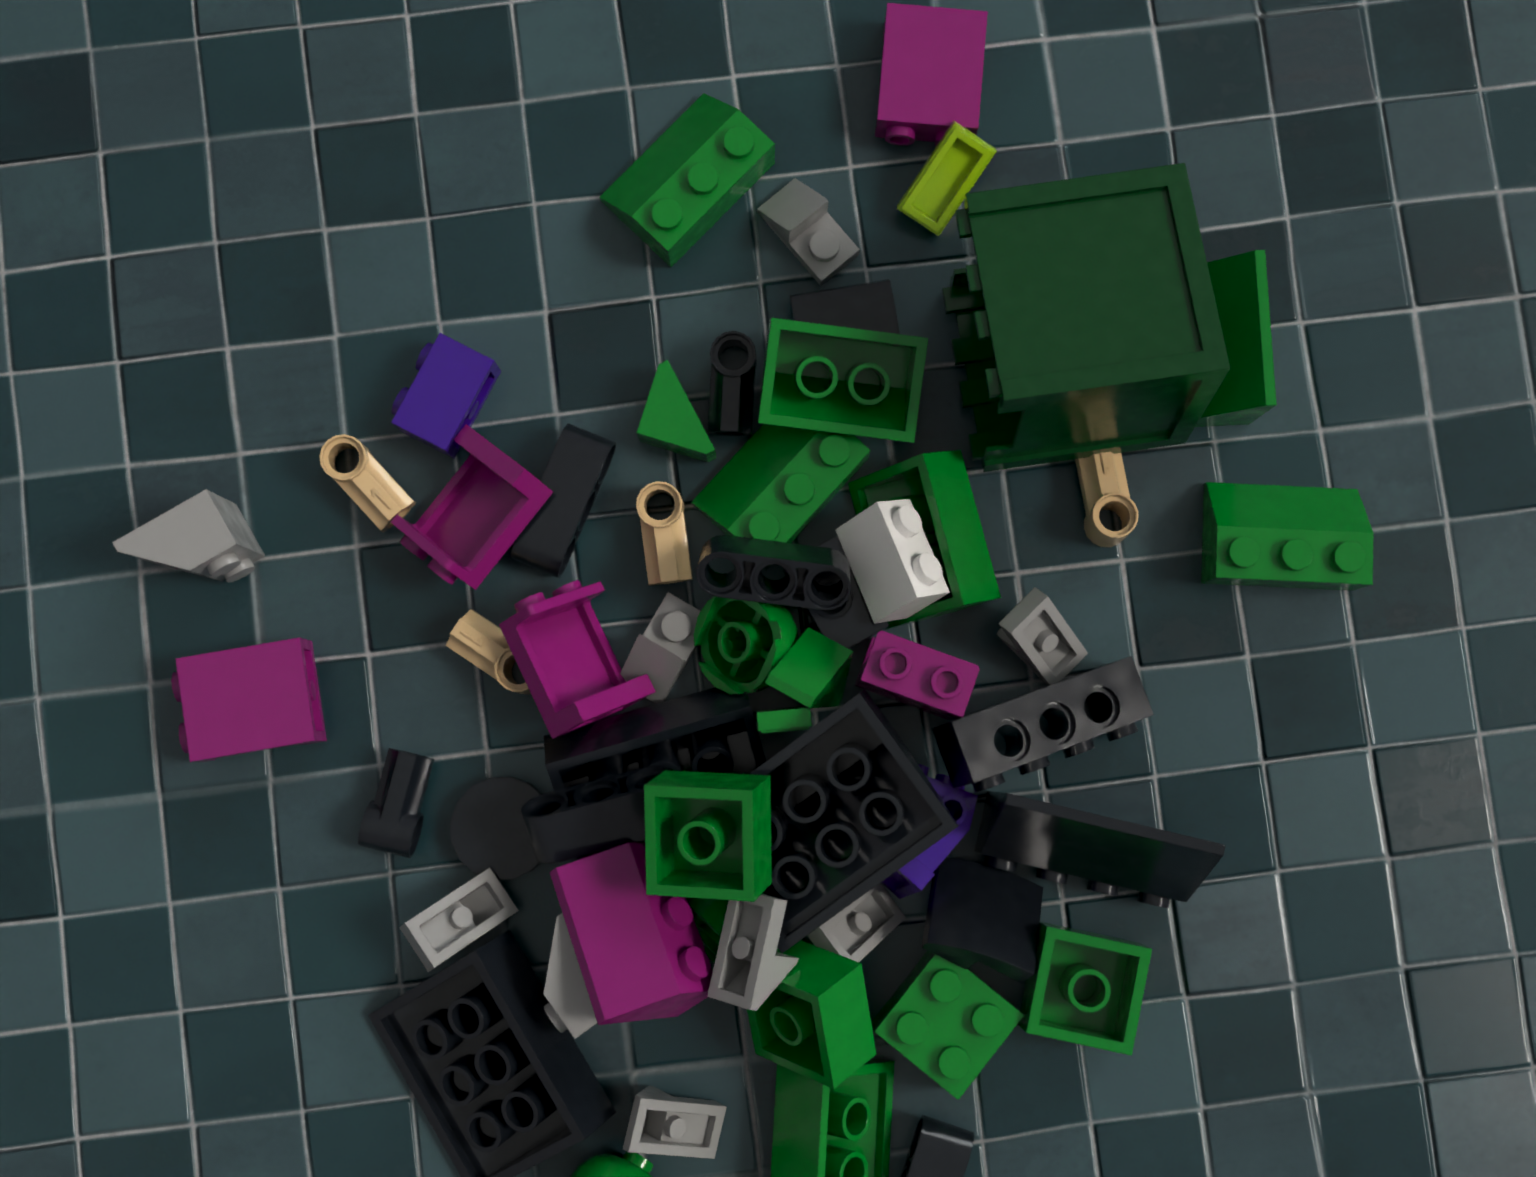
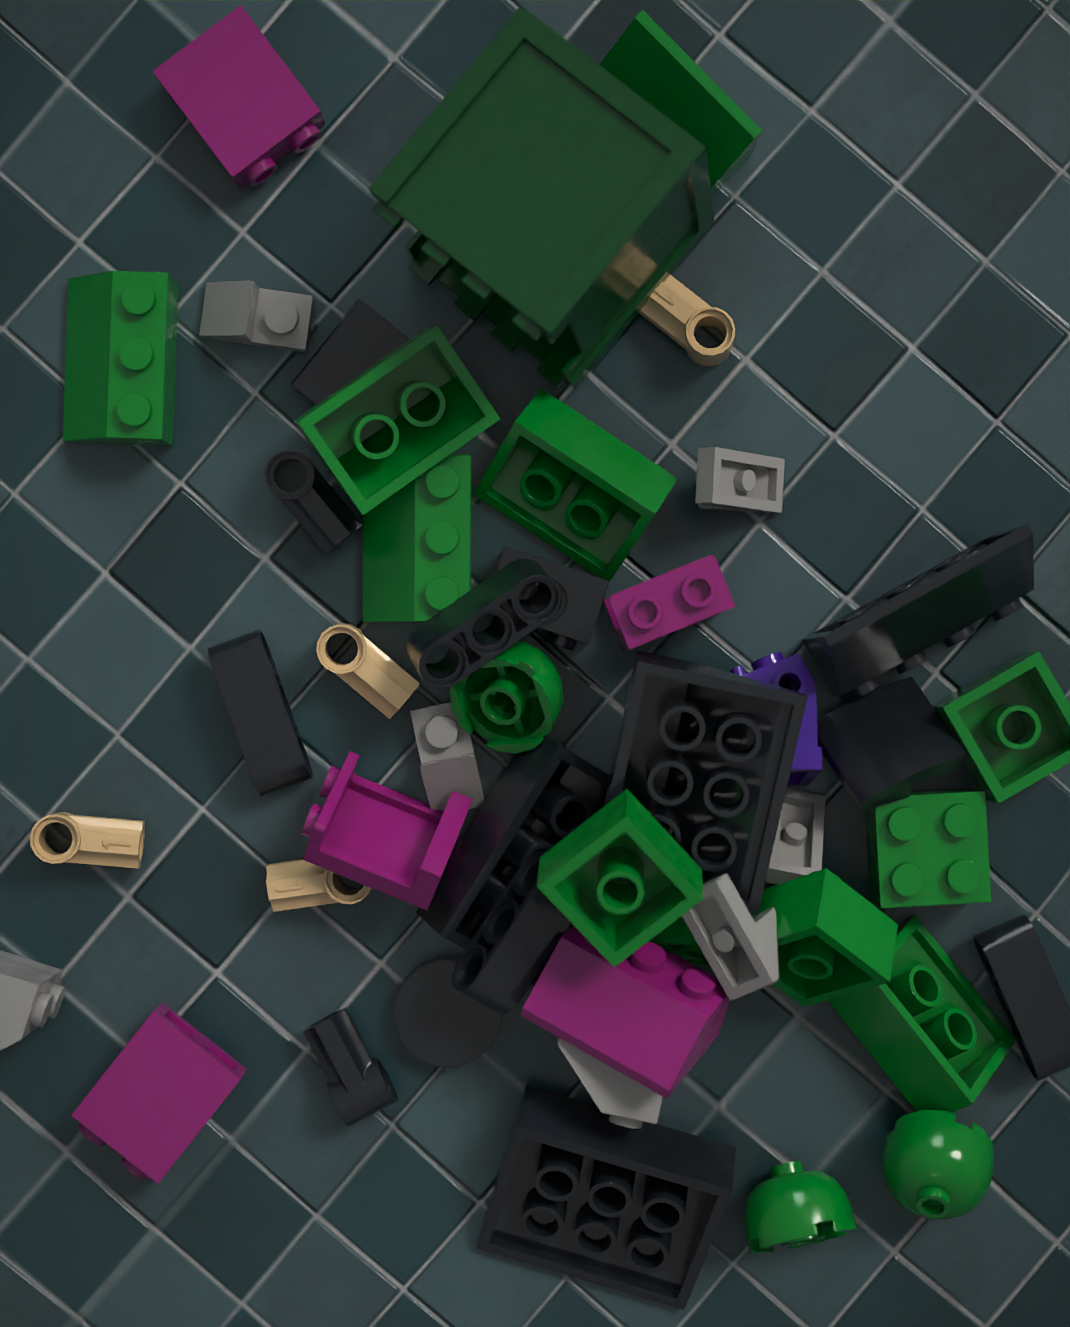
camera: 40 degrees left, 5 degrees up
(444, 394) = (87, 714): dark purple brick -> none
(458, 919) = (480, 1113): light grey slope -> none
(475, 513) = (201, 788): magenta panel -> none
(671, 419) = (286, 570): green slope -> none
(674, 1125) = (789, 1117): light grey slope -> none
(784, 719) = (593, 730): green tile -> none
(813, 671) = (583, 673): green slope -> none
(892, 560) = (566, 527): white brick -> none
(946, 178) = (331, 174): lime tile -> none
(969, 741) = (827, 473): black brick -> none
(1285, 537) = (859, 224): green slope -> none

